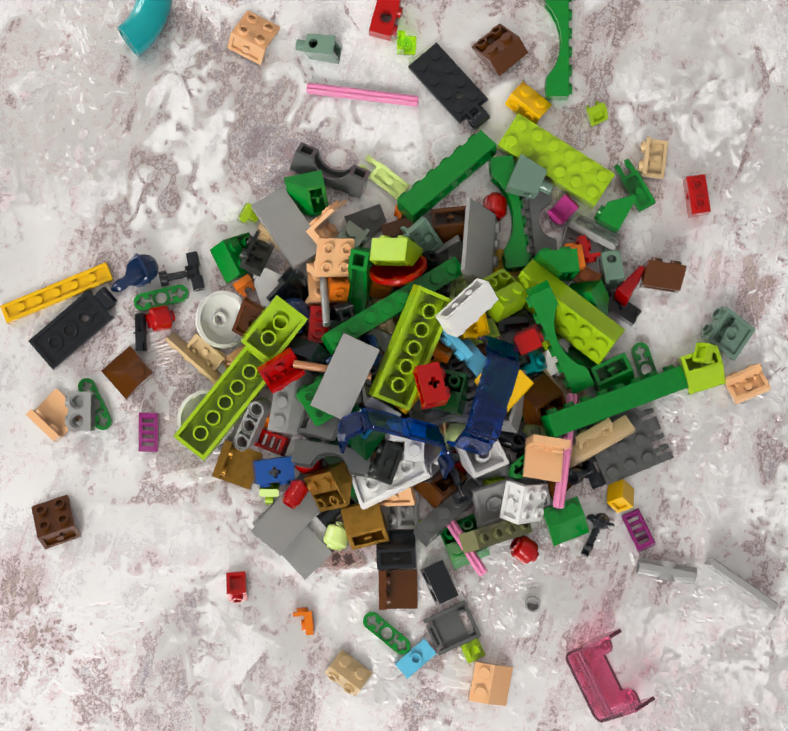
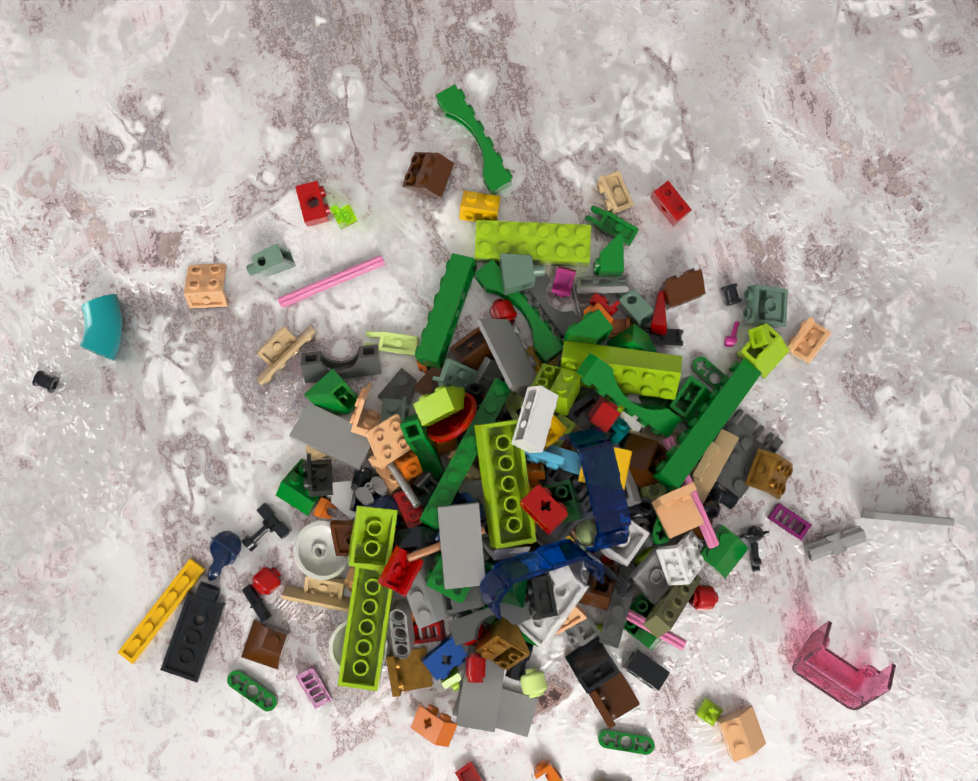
camera: 30 degrees left, 0 degrees up
(51, 416) = (222, 723): light nougat bracket -> none
(69, 40) = (46, 381): none -> black bush
(87, 411) = (248, 703): light grey brick -> none
(174, 289) = (264, 547): green beam -> none
(232, 521) = (433, 725): none -> orange brick
(247, 214) = (289, 444): lime tile -> none
(285, 127) = (280, 349): none -> tan bracket
(287, 291) = (365, 493): none -> light grey piece
(364, 526) = (554, 661): pearl gold slope -> none
(415, 658) = (664, 748): medium azure plate -> none
(446, 79) = (396, 229): black hinge -> none
(448, 628) = (677, 705): dark grey container -> none
(530, 606) = (737, 643): light grey hinge -> none
(597, 113) = (544, 181): lime tile -> none
(620, 496) = (757, 502): yellow panel -> none
(644, 477) = (769, 473): none -> pearl gold bracket
(680, 345) = (731, 340): none -> dark pink hand
(703, 305) = (731, 294): none -> black bush

